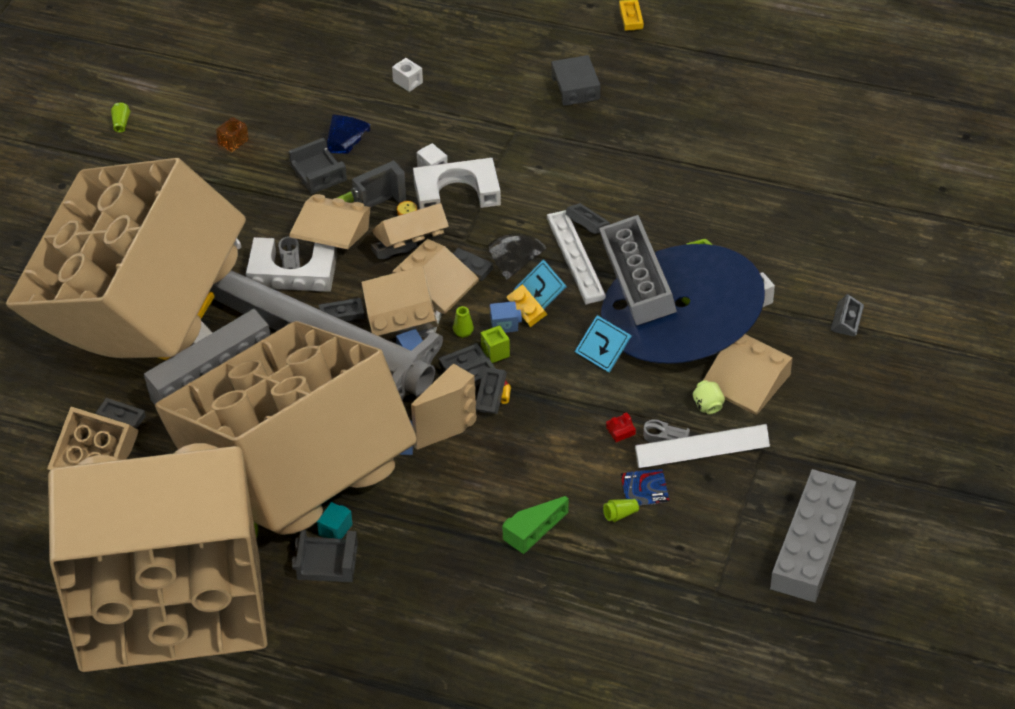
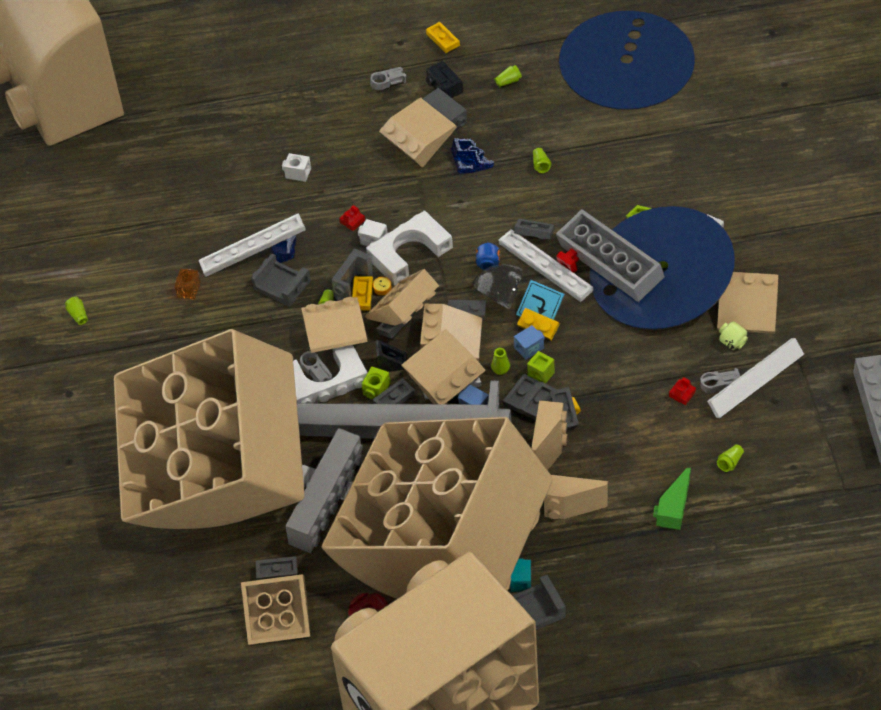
camera: 25 degrees left, 5 degrees up
(313, 123) = (252, 245): none -> white tile
(332, 290) = (375, 382): none -> lime brick
(359, 270) = (389, 357): none -> black slope
(384, 207) = (363, 291): none -> yellow plate
(424, 138) = (352, 218): none -> red tile
(434, 472) = (574, 496): none -> tan slope
(524, 223) = (487, 255): none -> blue head
(539, 85) = (418, 131): none -> tan slope
(553, 30) = (389, 77): none -> light grey piece
(576, 130) = (469, 157): none -> clear blue slope
(598, 259) = (568, 259): none -> red tile
(602, 52) = (445, 79): none -> black brick
(603, 343) = (622, 328): medium azure piece -> none
(641, 161) = (541, 161): none -> lime cone
(645, 486) = (733, 430): sticker -> none
(667, 73) = (508, 76): none -> lime cone
(762, 109) = (658, 68): none -> dark blue piece
(847, 316) = (786, 221): dark grey slope -> none

